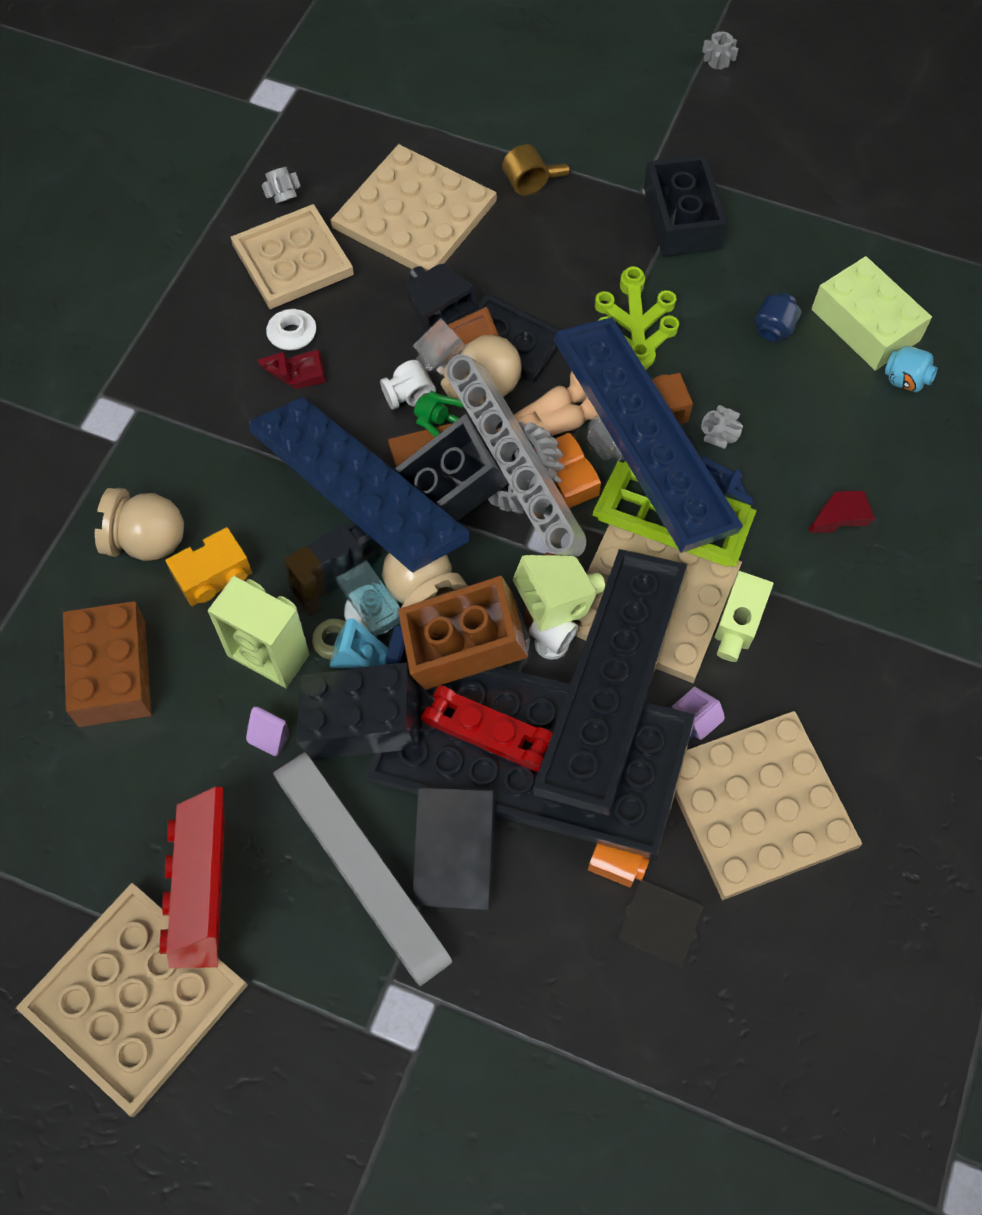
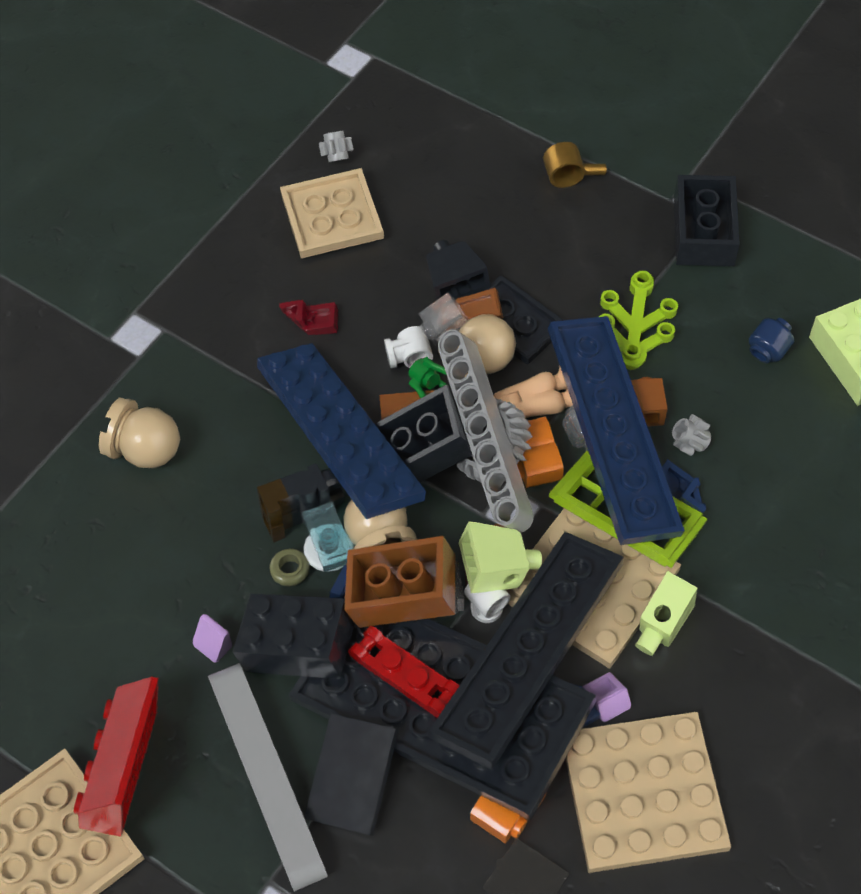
camera: 15 degrees right, 5 degrees down
(106, 664) = (85, 553): dark orange brick -> none
(209, 568) = (194, 484): light orange brick -> none
(260, 630) = (223, 547): yellowish green brick -> none
(291, 339) = (318, 289): white piece -> none
(357, 648) = (307, 578): medium azure slope -> none
(414, 210) = (453, 186): tan plate -> none
(720, 50) = (778, 76): light grey gear -> none
(843, 509) = (792, 533): dark red slope -> none

